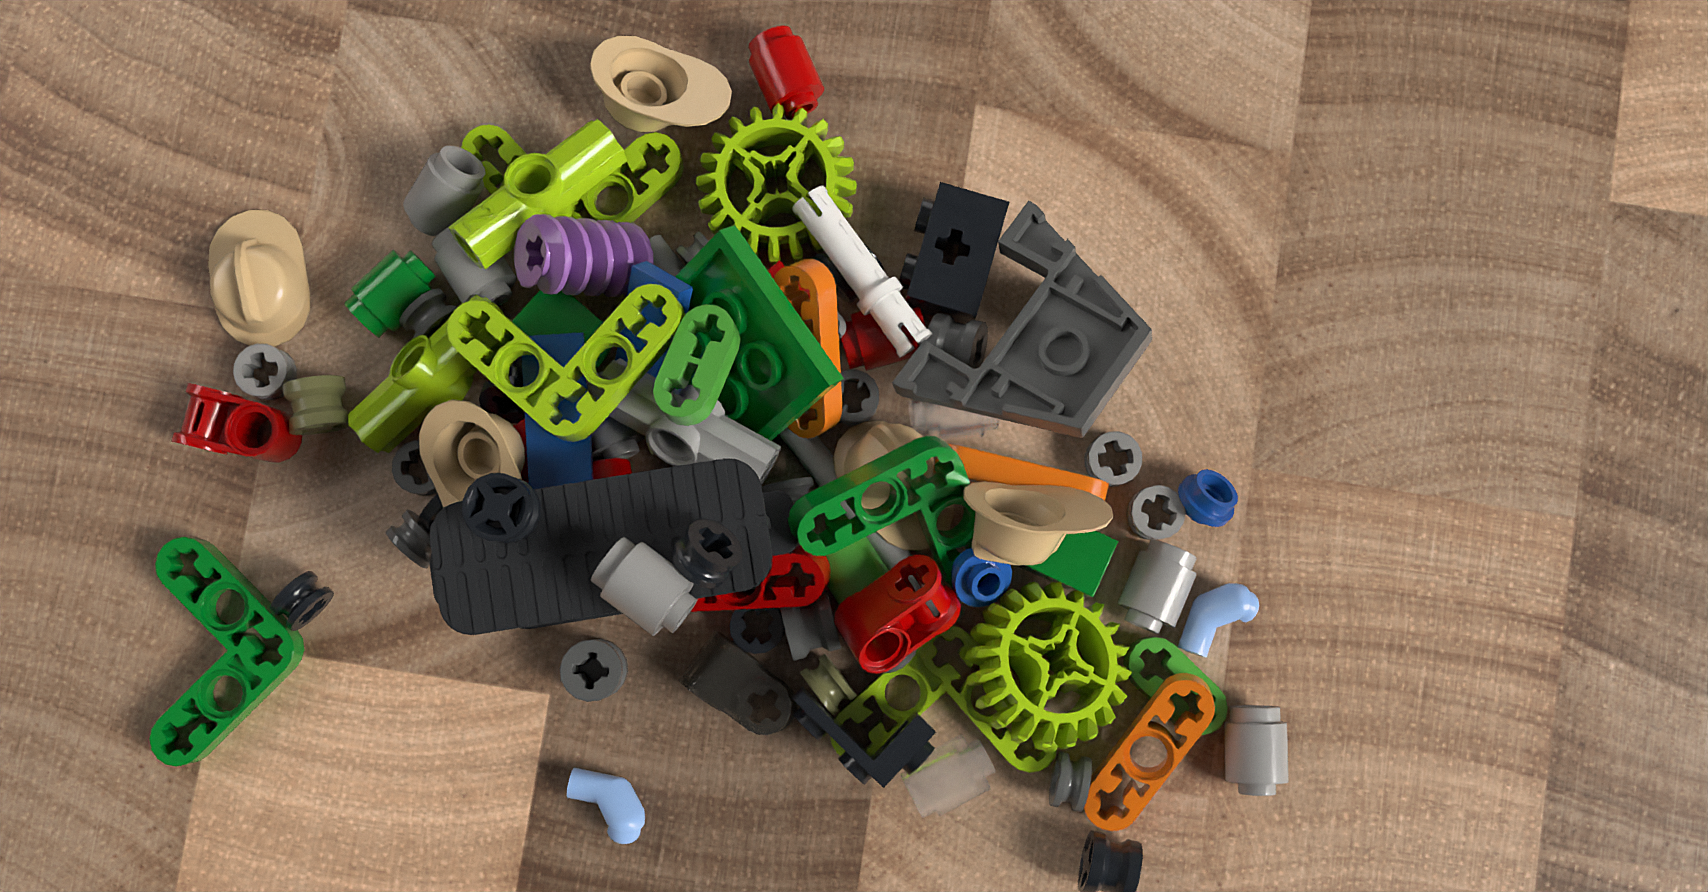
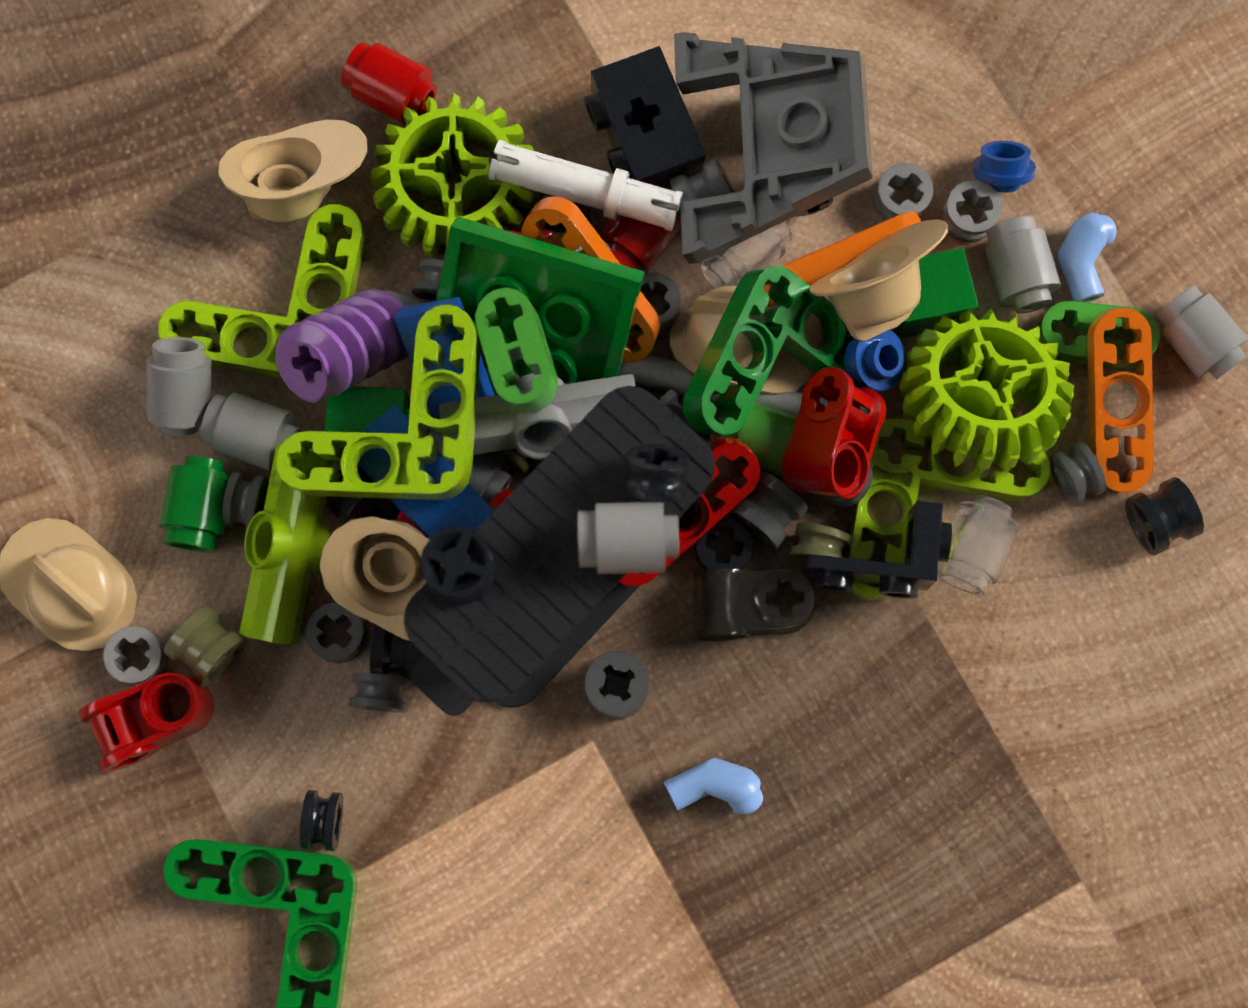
camera: 35 degrees left, 5 degrees down
(538, 186) = (258, 317): lime piece -> none

